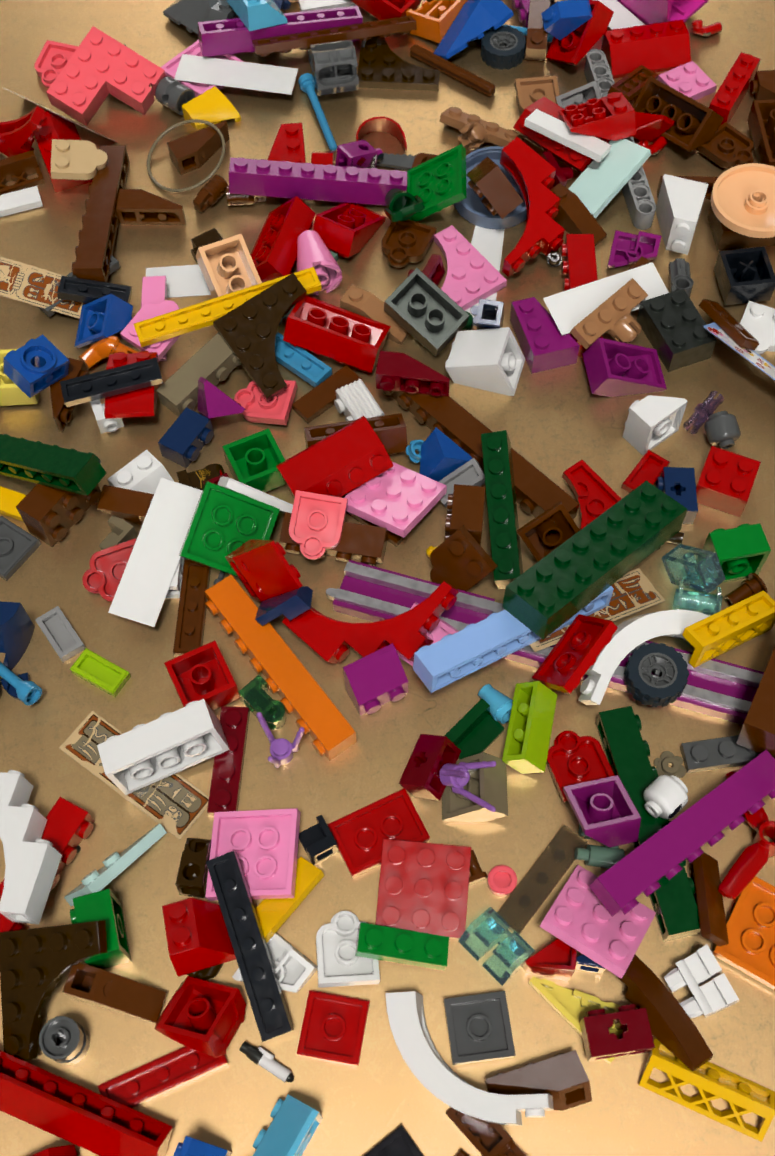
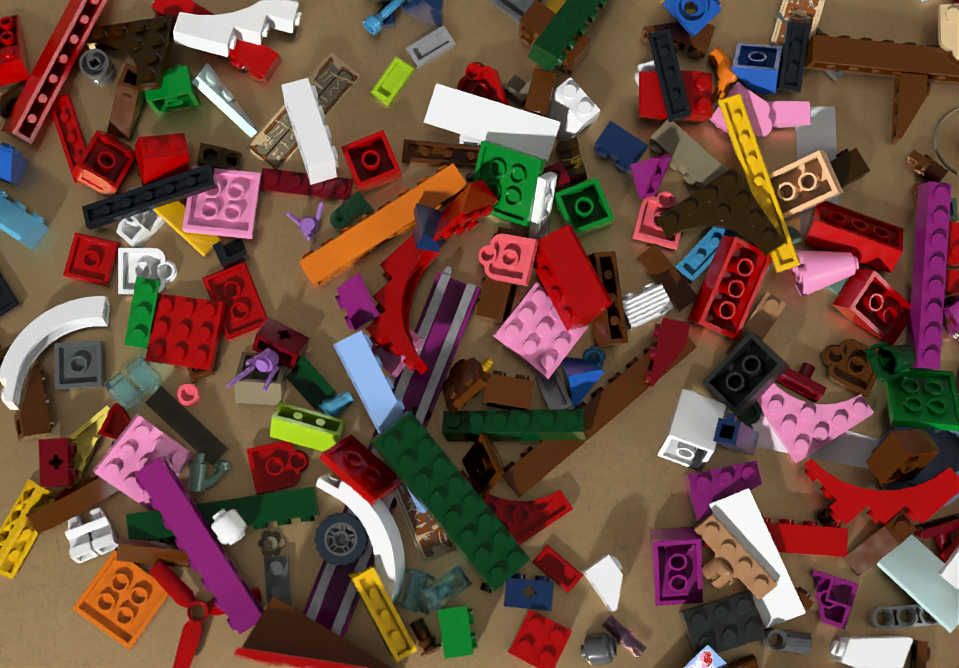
camera: 90 degrees right, 20 degrees up
(265, 1059) = (74, 210): white piece -> none
(605, 811) = (226, 475): magenta slope -> none

